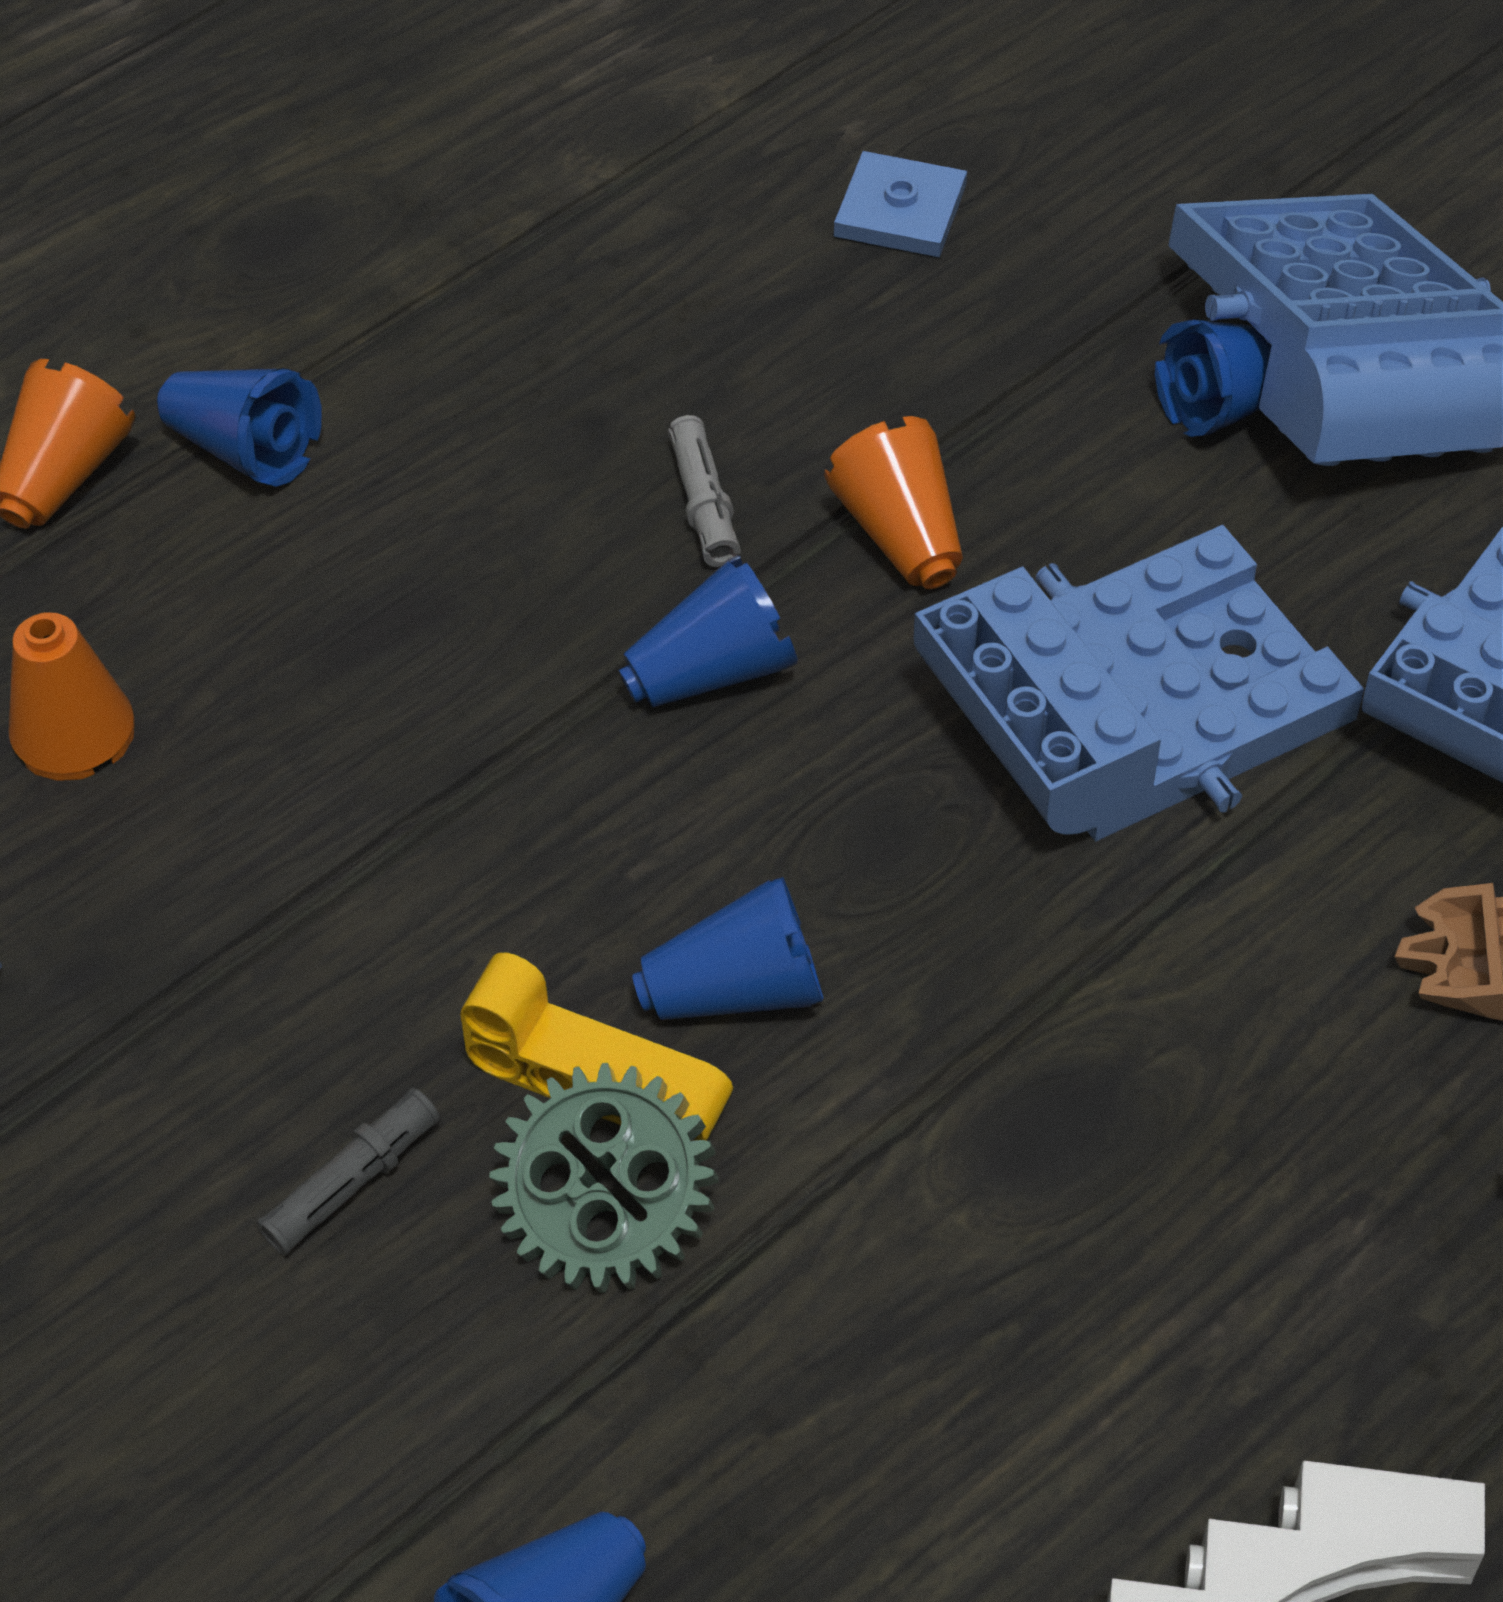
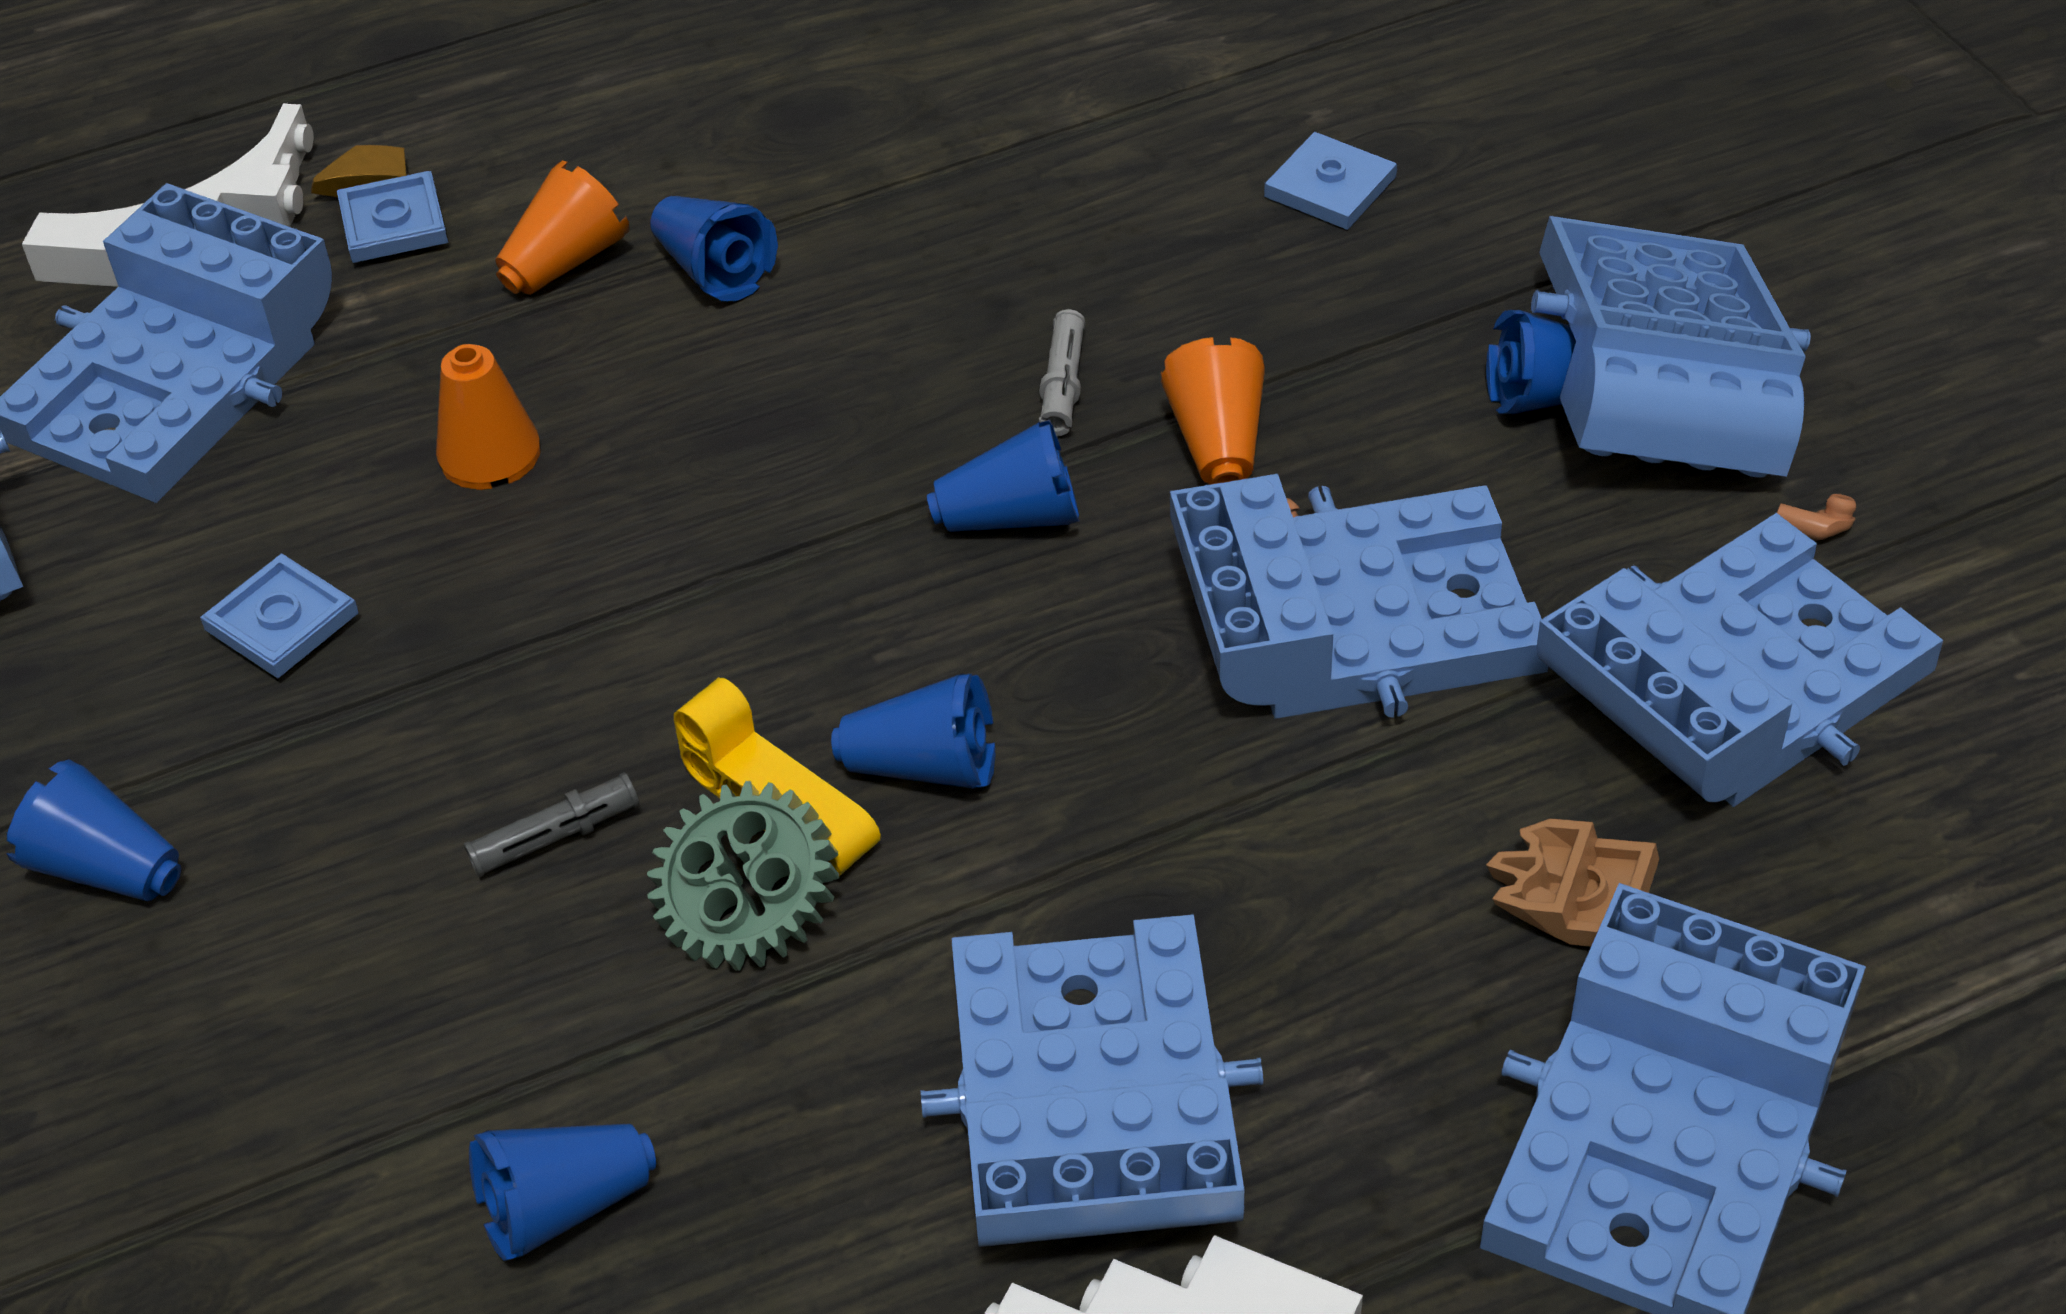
camera: 20 degrees right, 5 degrees down
(1105, 1341) = (1098, 1107): none -> medium blue piece

